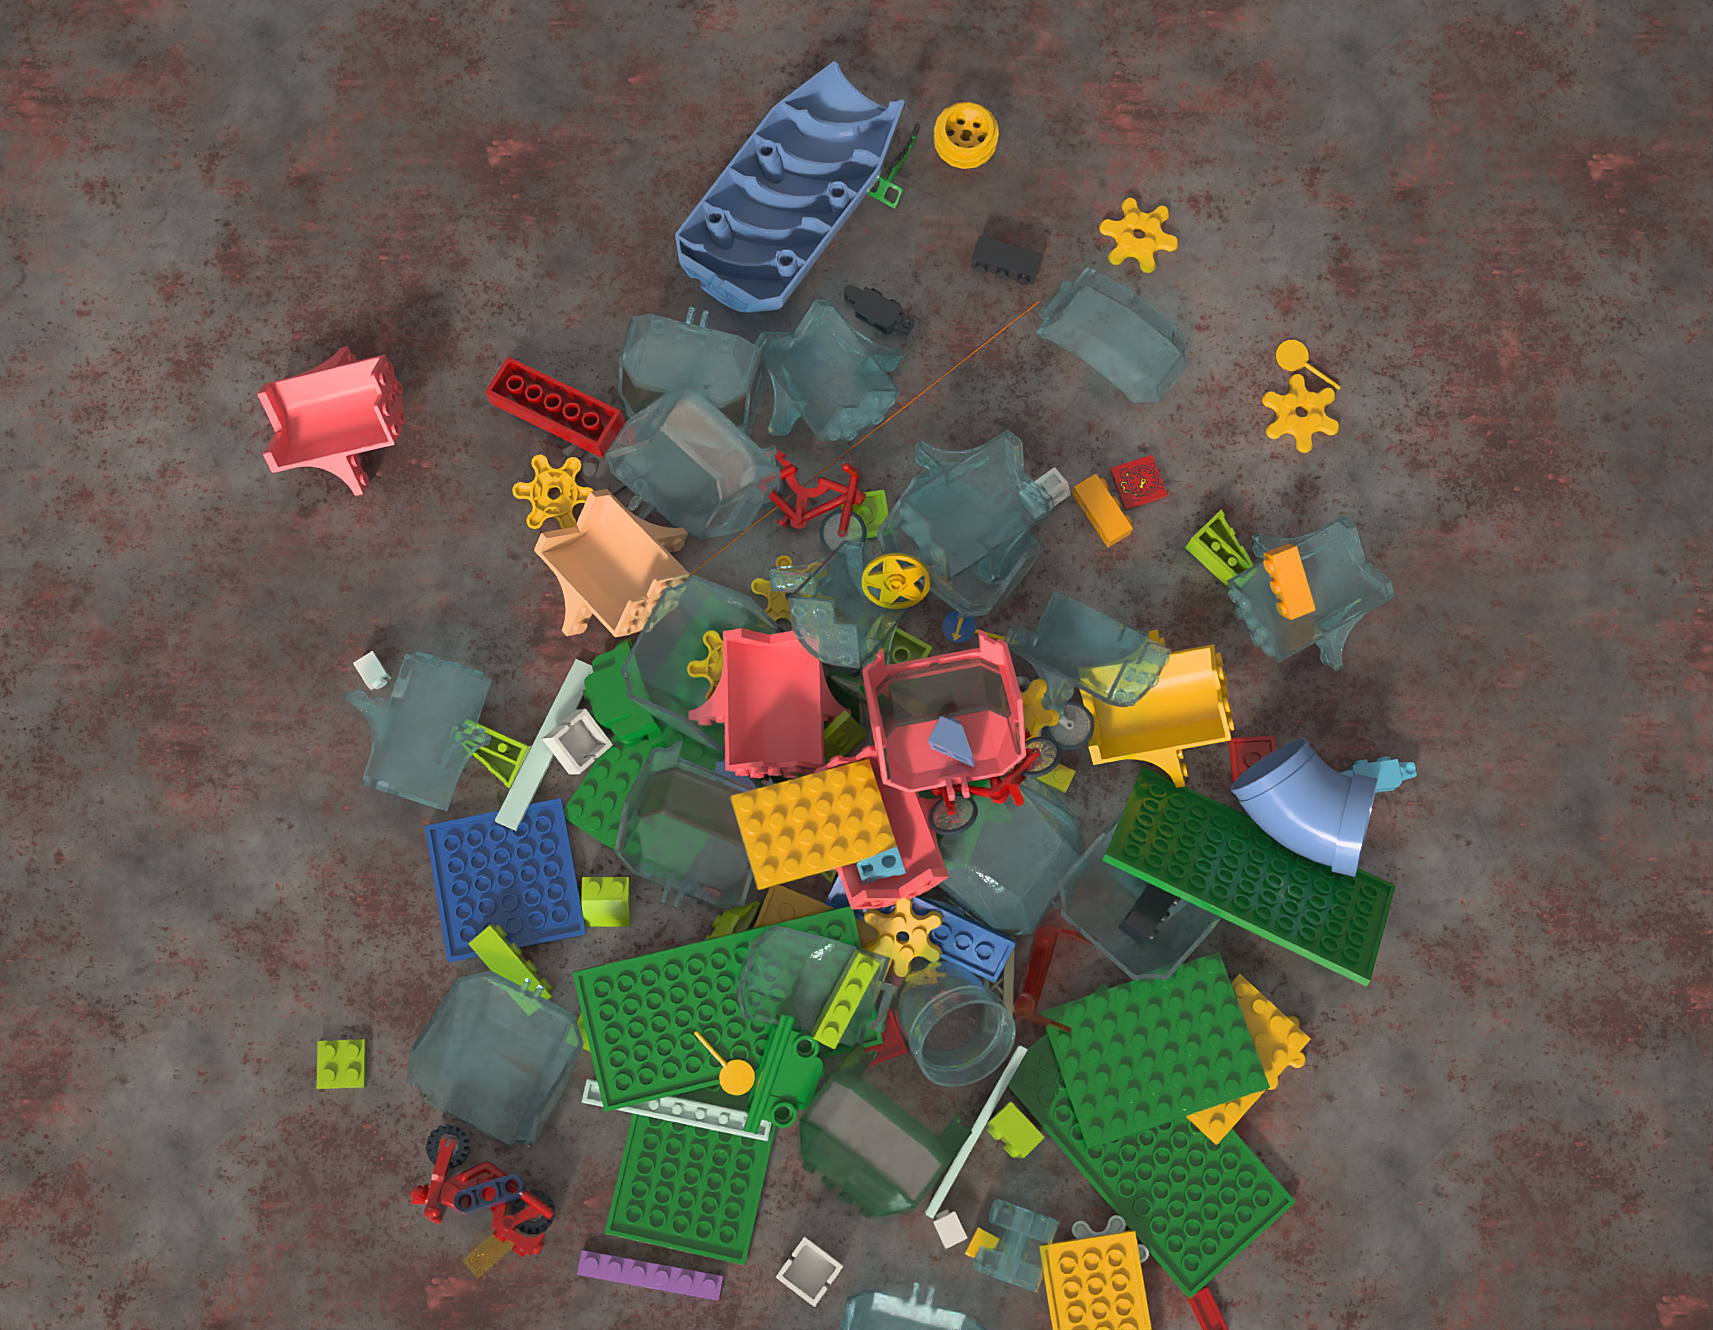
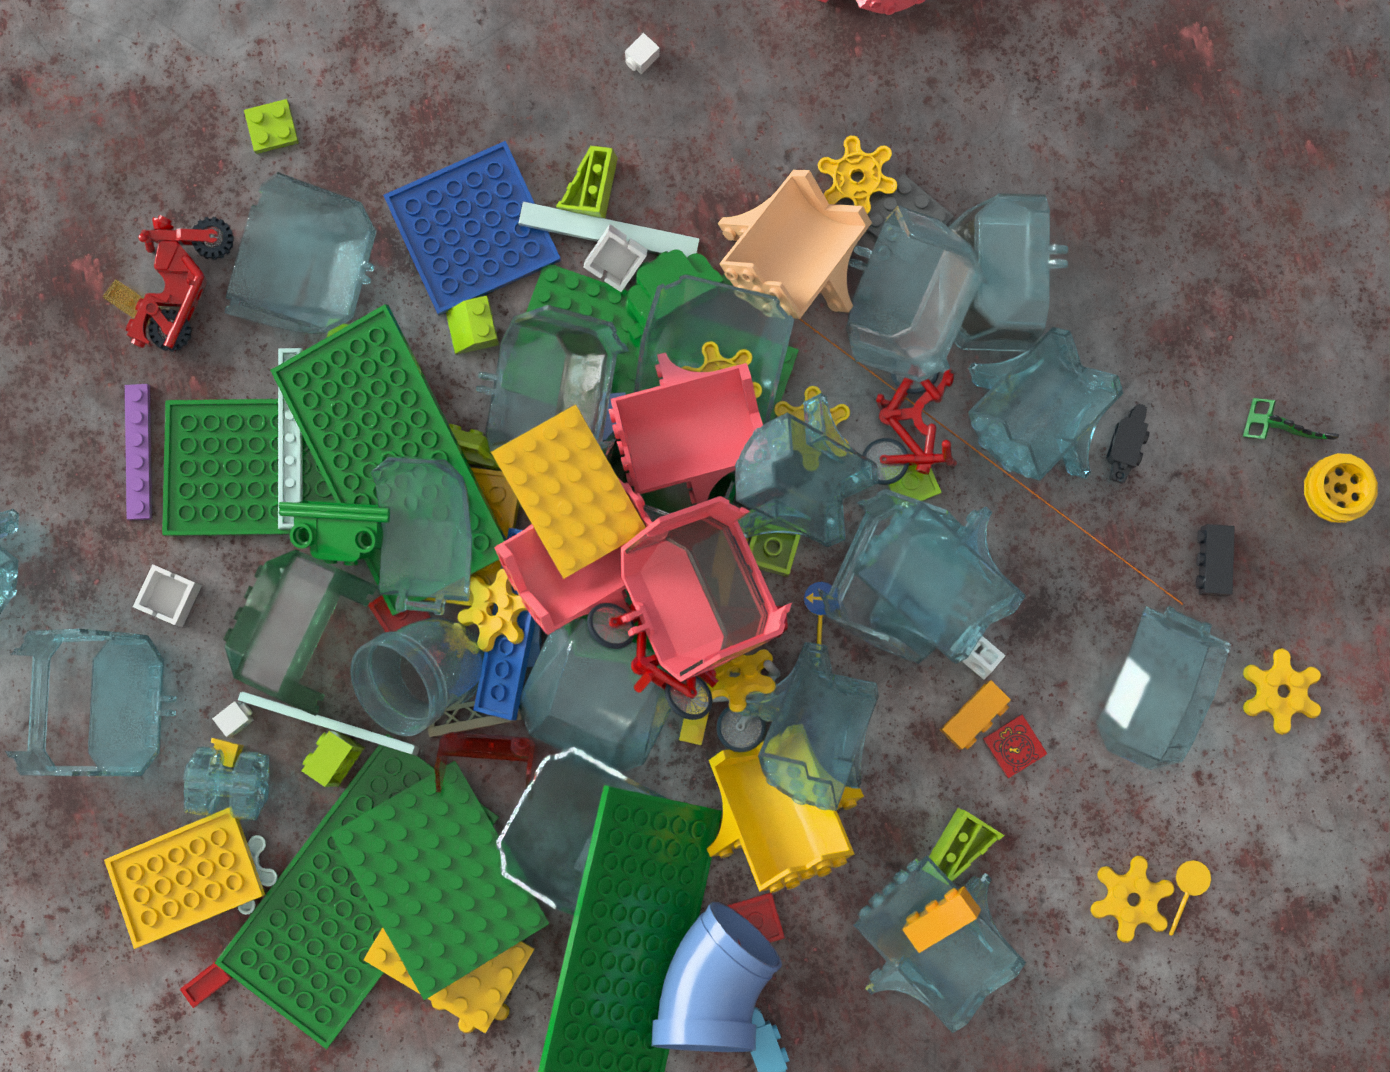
camera: 75 degrees right, 5 degrees up
(424, 729) = (593, 114): clear light blue cylinder -> none
(478, 1194) = (165, 274): dark blue beam -> none
(506, 959) = (391, 249): lime brick -> none
(555, 407) = (943, 151): red brick -> none
(736, 1075) = (329, 482): yellow piece -> none
(787, 193) = (1227, 321): medium blue cylinder -> none
(842, 736) = (672, 499): lime plate -> none
(844, 998) = (417, 565): lime brick -> none
(881, 866) = (544, 567): medium azure leg -> none
(895, 581) = (844, 521): yellow wheel -> none
(951, 740) = (682, 606): medium blue slope -> none
(1147, 913) = (565, 842): black brick -> none

